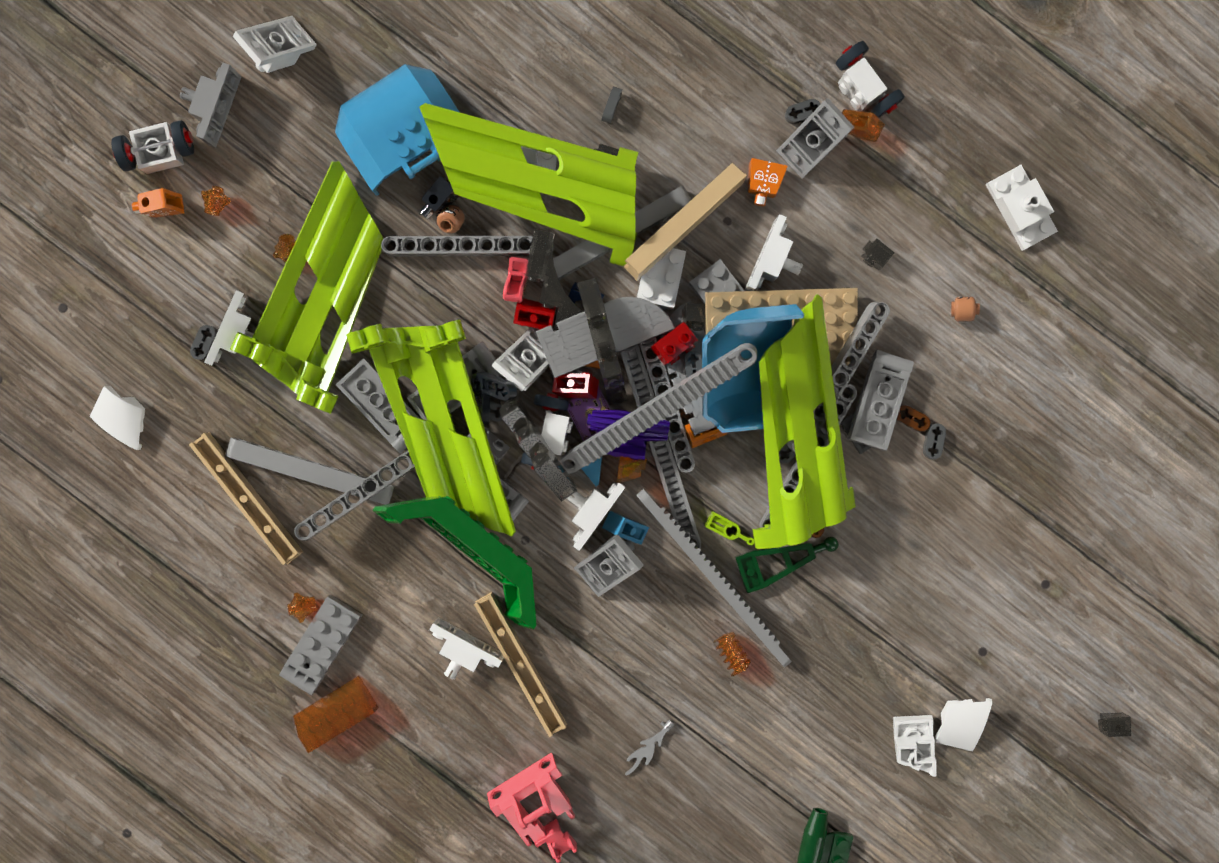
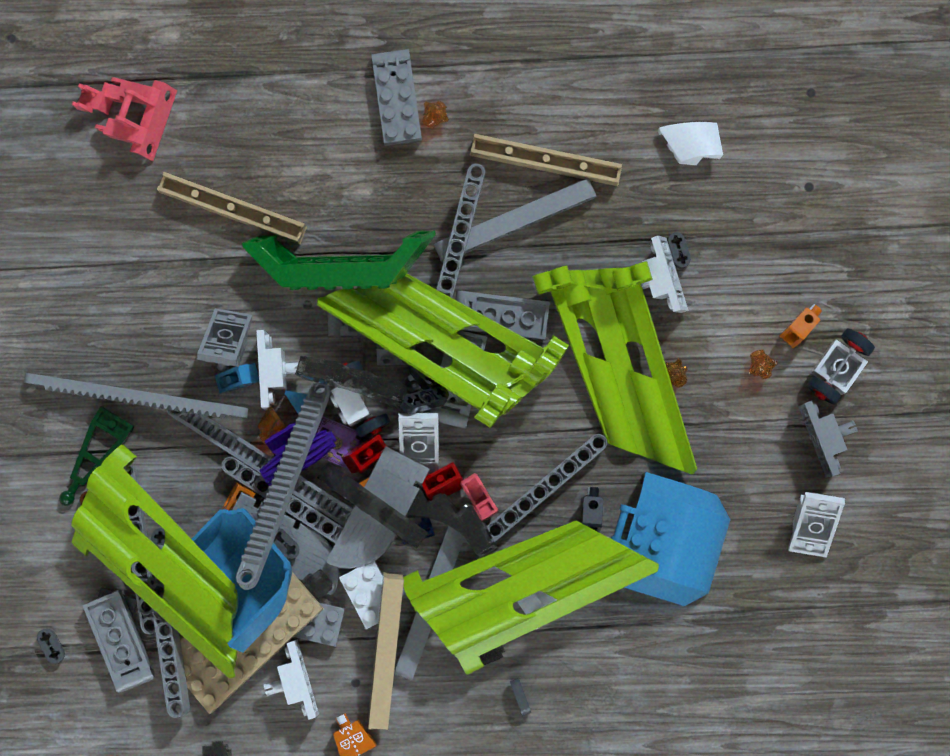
camera: 140 degrees right, 5 degrees down
(334, 714) = (342, 54): clear orange slope -> none
(450, 219) = (569, 501): nougat head -> none
(463, 648) = (283, 184): white brick -> none
(648, 750) = (79, 224): light grey piece -> none
(674, 343) = (314, 549): red brick -> none
(721, 530) = (161, 446): lime piece -> none
(733, 653) = (74, 351): clear orange piece -> none
(914, 414) = (81, 644): reddish brown beam -> none

